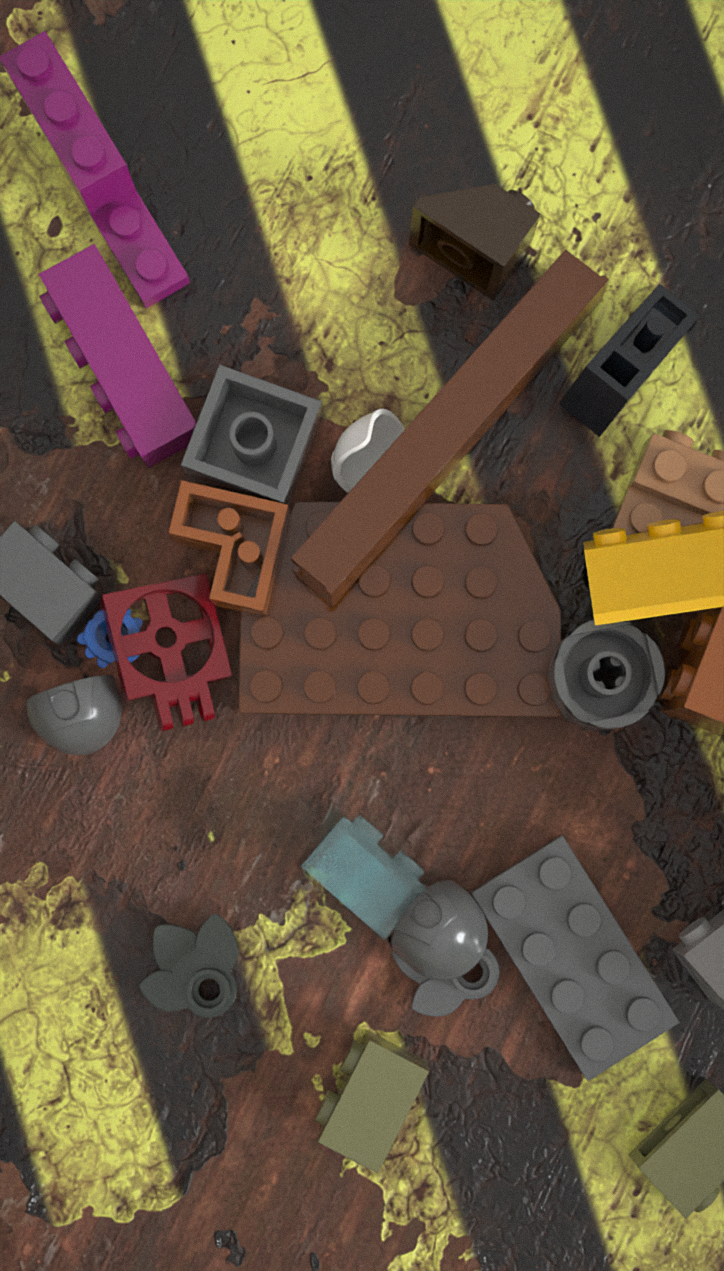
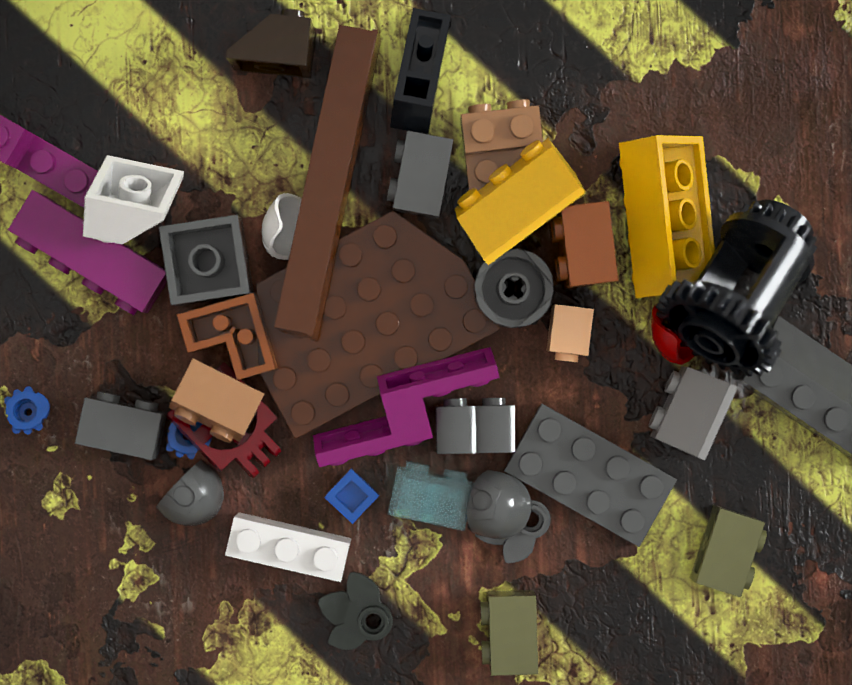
camera: 25 degrees left, 5 degrees up
(156, 839) = (288, 546): none -> white brick
(168, 611) = (215, 402): none -> medium nougat brick
(198, 312) = (128, 199): none -> white slope
(268, 820) = (351, 496): none -> blue plate
(394, 747) = (404, 407): none -> magenta bracket
(464, 819) = (475, 428): none -> dark grey brick
(566, 480) = (421, 174): none -> dark grey brick
(644, 766) = (569, 332): none -> light nougat brick

